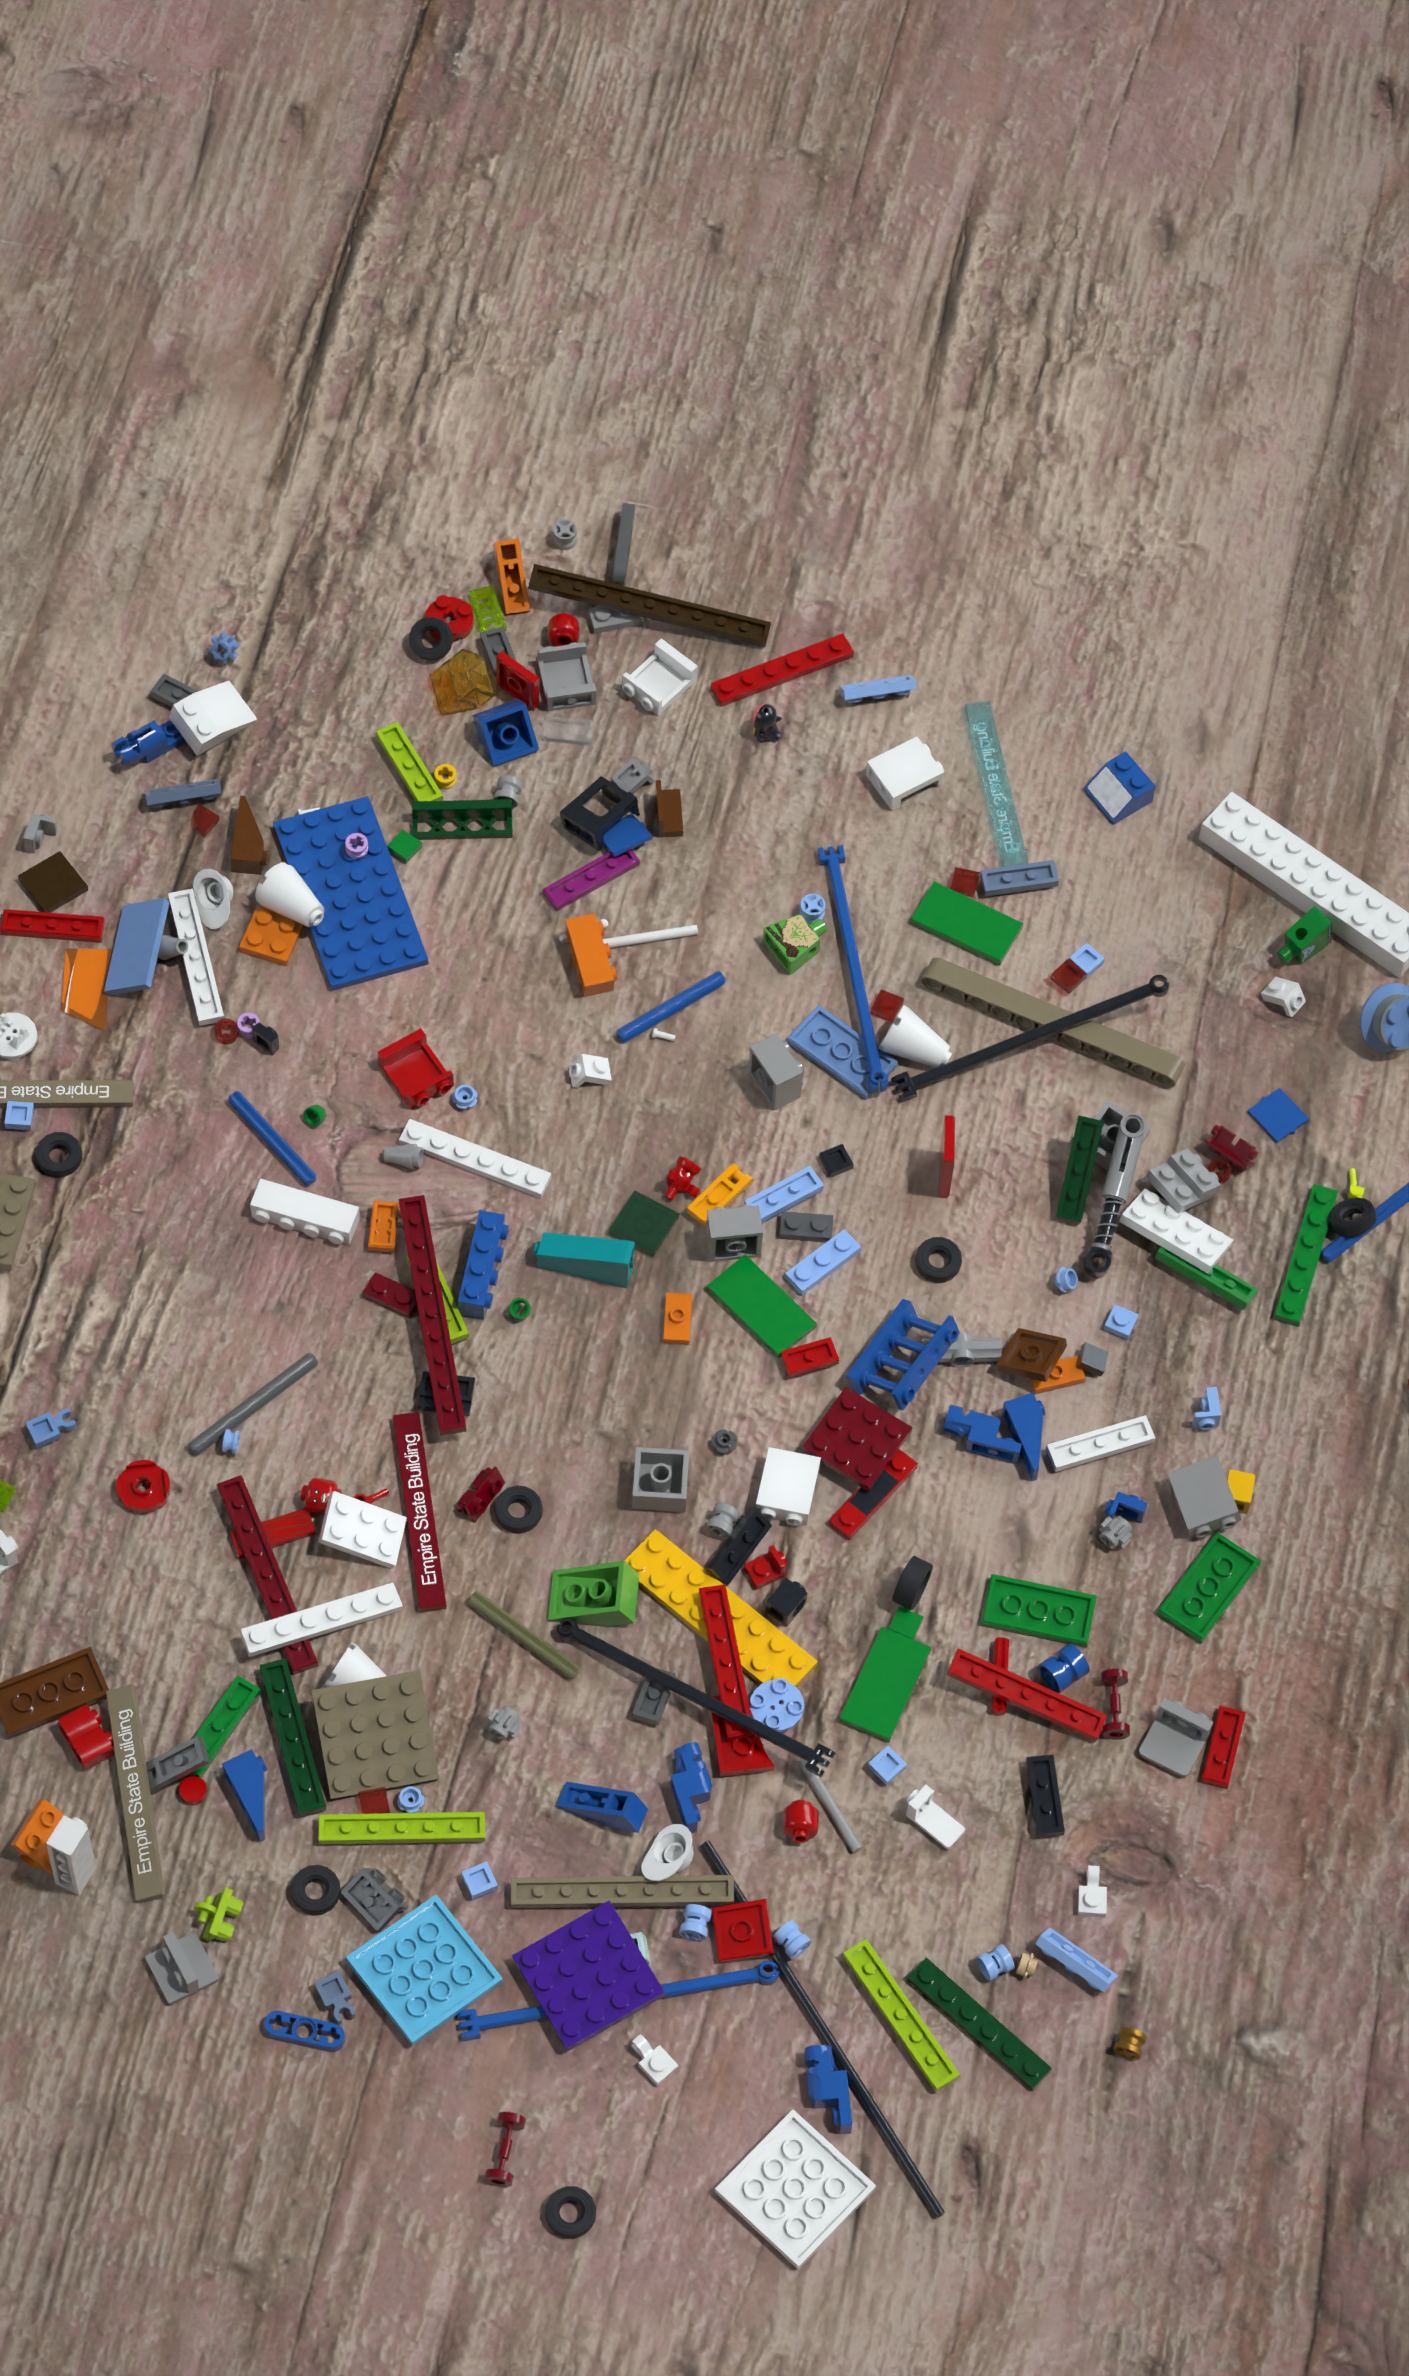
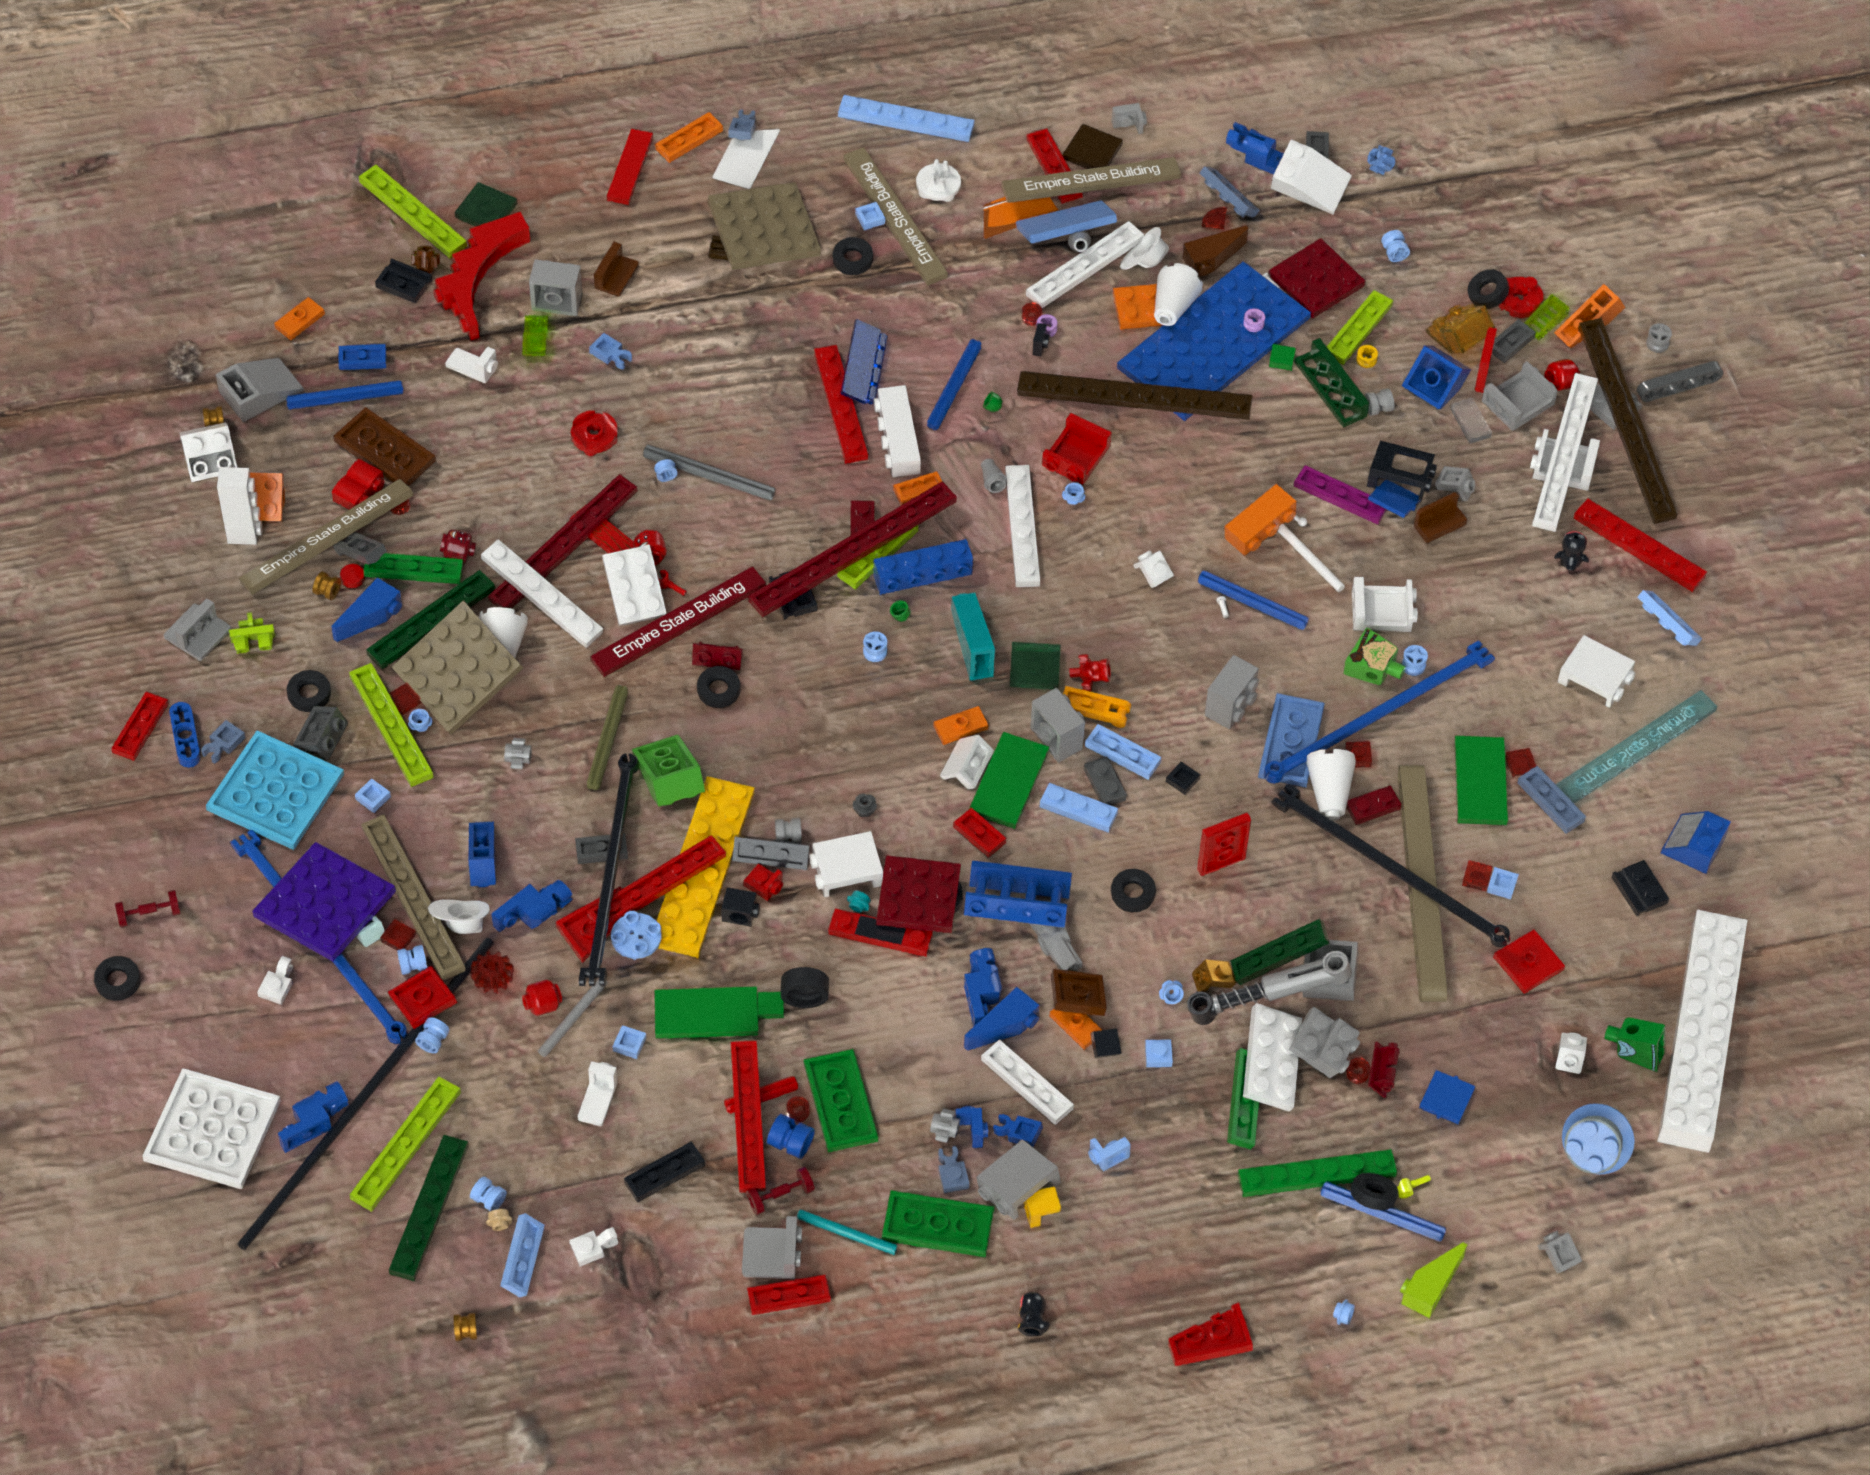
camera: 65 degrees right, 5 degrees down
(96, 902) = (1090, 179): none -> dark tan tile
(196, 1818) = (326, 585): none -> pearl gold wheel
(197, 1201) = (864, 363): none -> clear blue windscreen
(217, 1673) = (457, 545): none -> dark red head
(236, 1249) = (840, 406): none -> red plate
(268, 2071) = (140, 726): none -> red tile
(327, 771) = (1316, 277): none -> dark red plate
(333, 687) = (1396, 247): none -> light blue wheel
(382, 990) = (1135, 395): none -> dark brown plate
(549, 1343) = (870, 642): none -> light blue wheel
(655, 1925) = (398, 935): none -> clear red tile
(656, 672) = (1565, 452): none -> white plate
(660, 1479) = (797, 769): light grey brick -> none
(722, 1332) = (968, 761): none -> white panel
(737, 1850) = (492, 971): none -> clear red gear
(738, 904) = (1383, 607): none -> white panel
(832, 1496) = (859, 901): none -> teal plate
(948, 1019) = (1373, 805): none -> dark red plate
(1029, 1659) = (795, 1102): none -> clear red bush
(1065, 1238) = (1213, 974): none -> pearl gold bracket
(1143, 858) = (1640, 888): none -> black plate
(1149, 1471) = (1018, 1130): none -> blue plate
(1165, 1550) = (952, 1173): none -> sand blue plate
(1181, 1668) = (847, 1232): none -> teal bar
(1183, 980) = (1529, 961): none -> red plate
(1342, 1550) = (1032, 1311): none -> black animal

